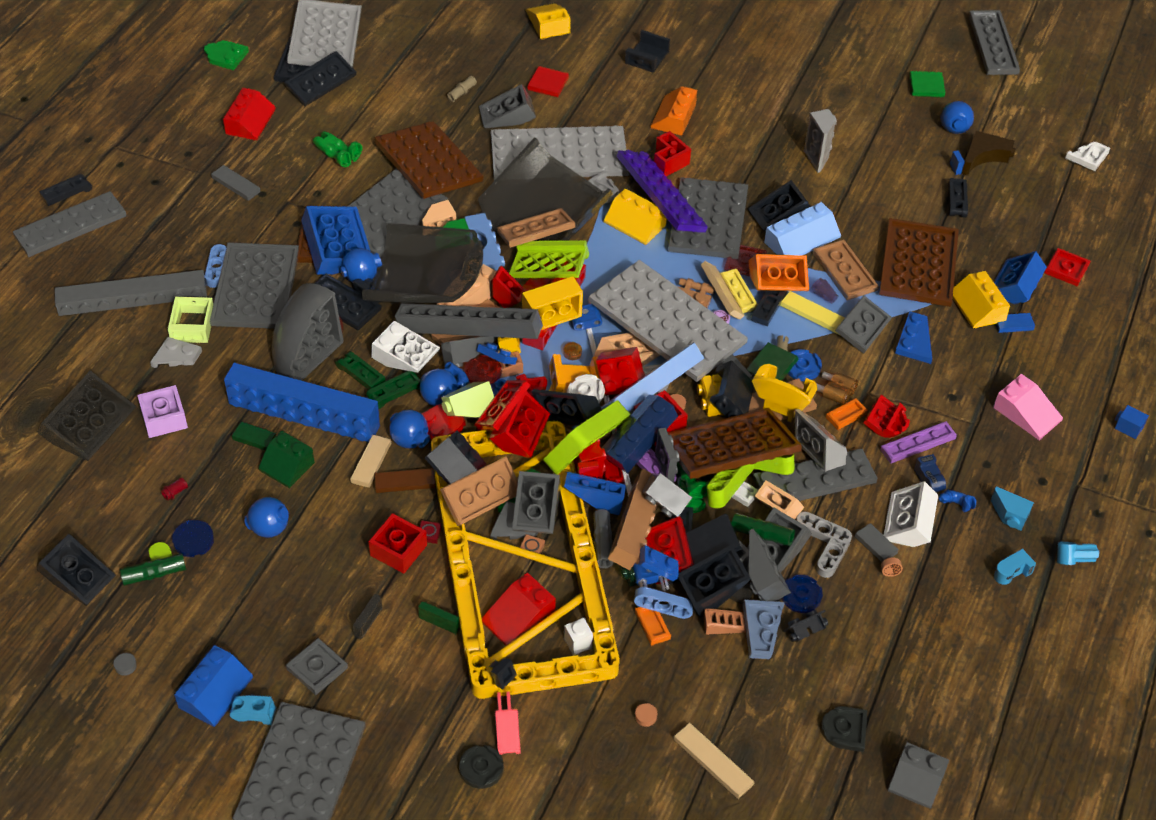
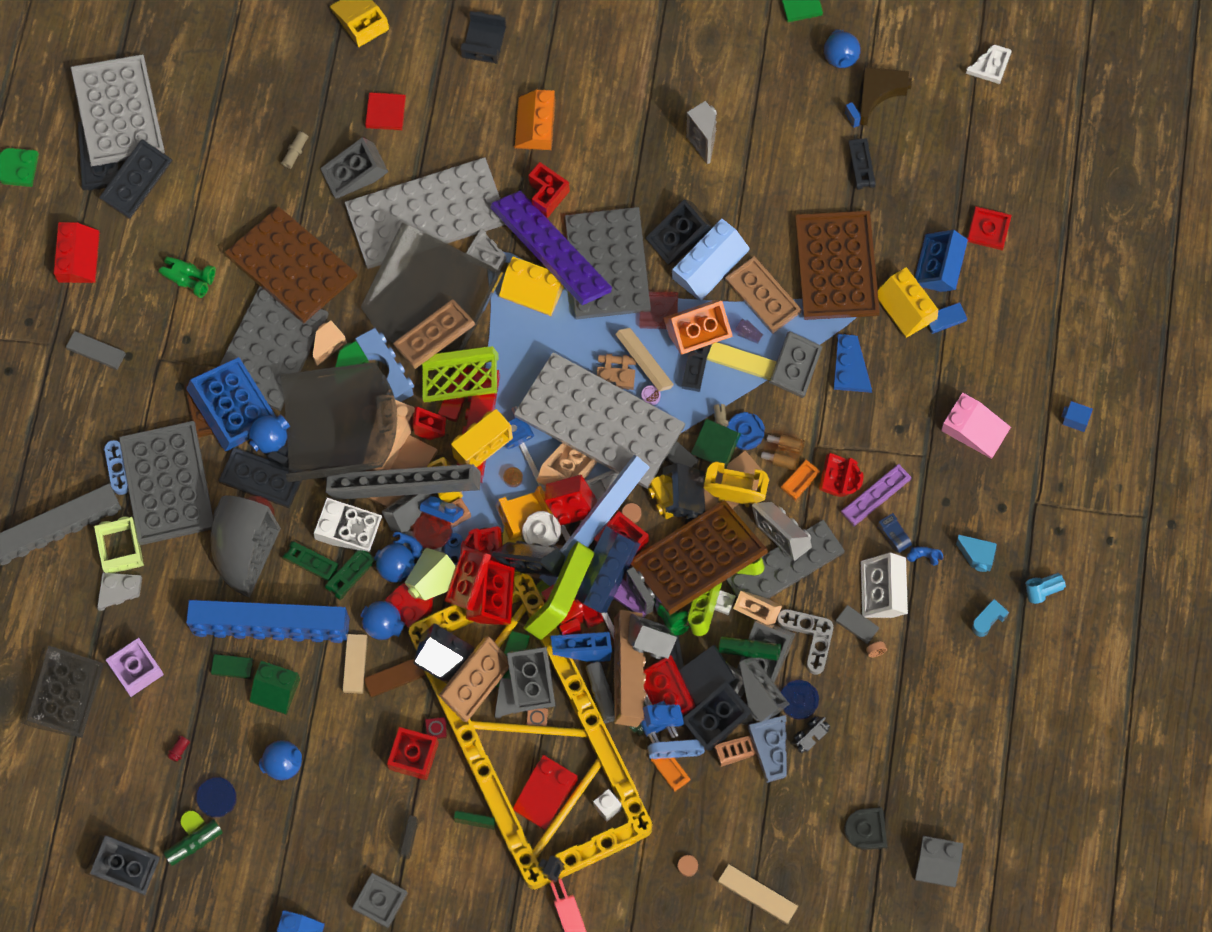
camera: 10 degrees left, 20 degrees up
(739, 290) = (661, 353): light yellow tile -> none

